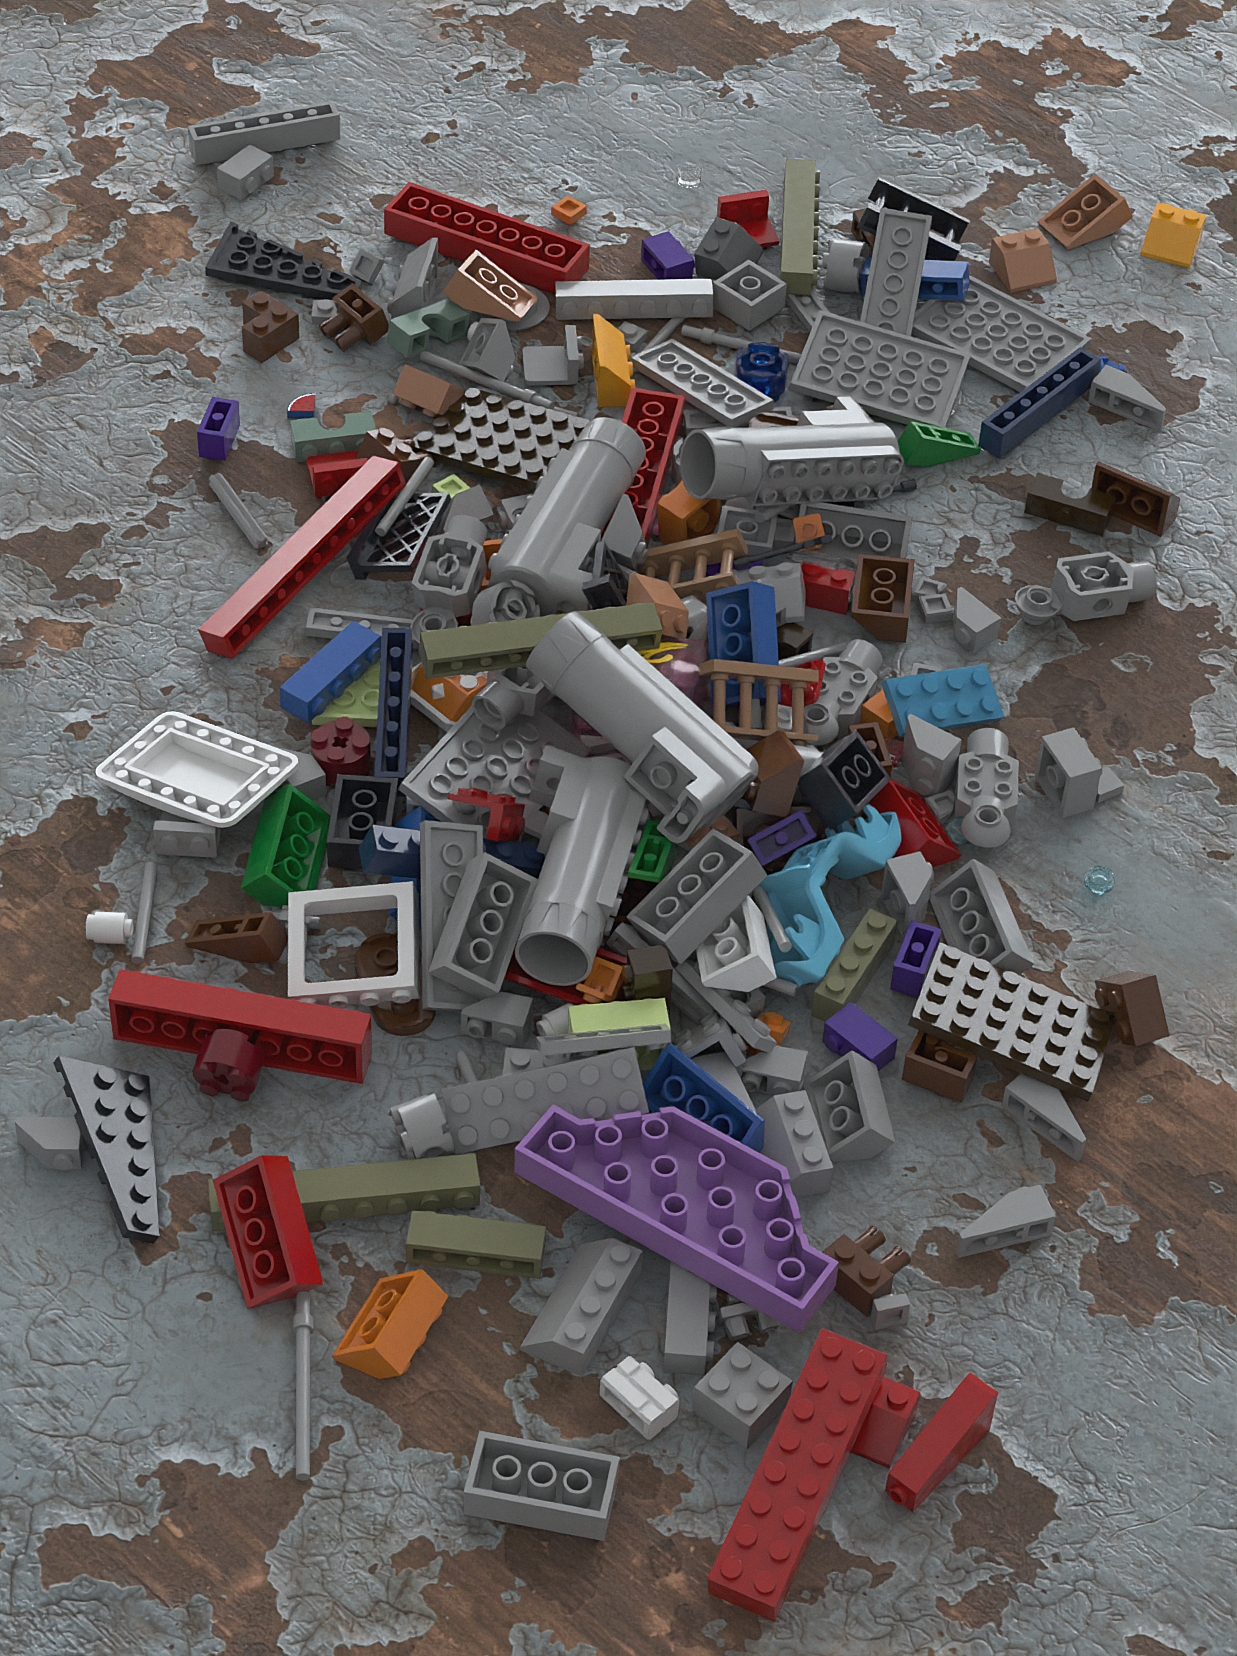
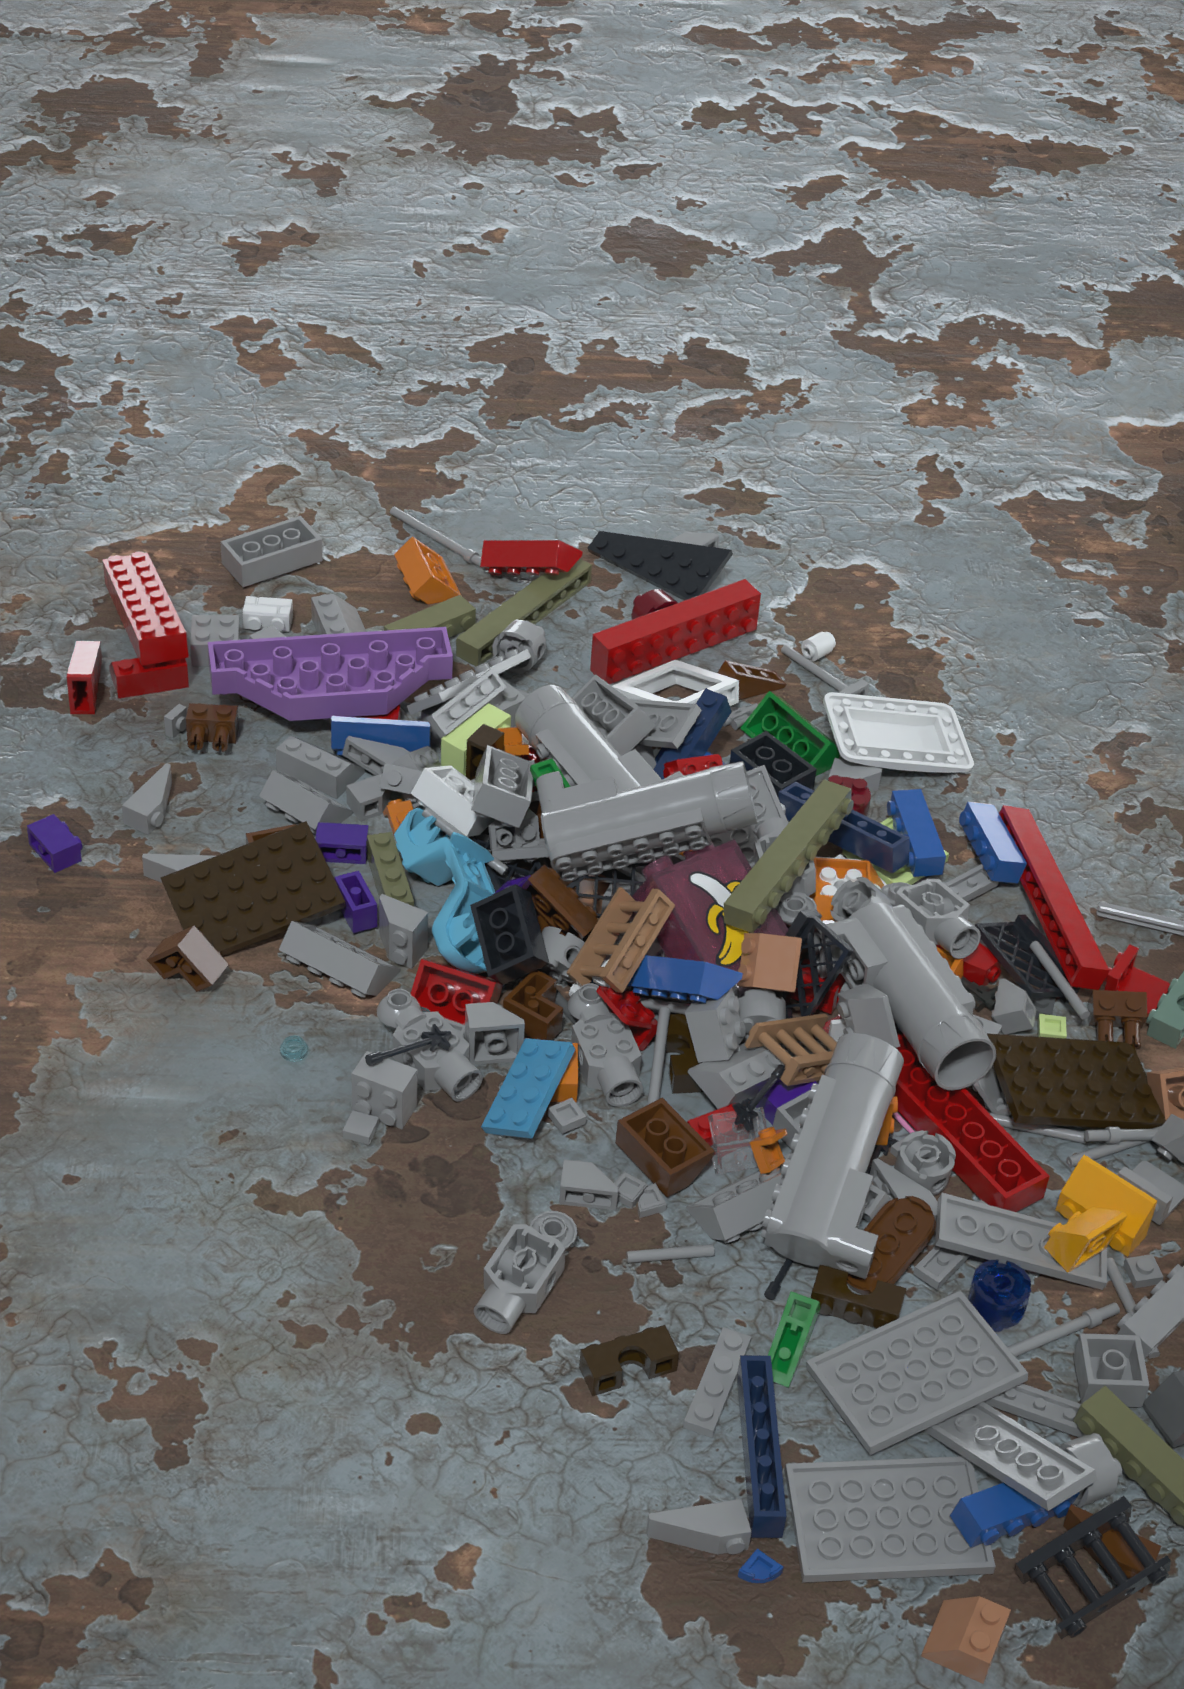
camera: 135 degrees right, 5 degrees down
(273, 629) = (992, 842): none -> blue brick
(666, 337) = (1083, 1236): none -> light orange slope
(954, 551) = (670, 1253): none -> light grey bar
(999, 760) = (434, 1038): none -> black piece
(1015, 464) = (716, 1383): none -> light grey plate
(1137, 500) = (582, 1396): reddish brown slope -> none
(1153, 1238) = (54, 843): none -> dark purple brick

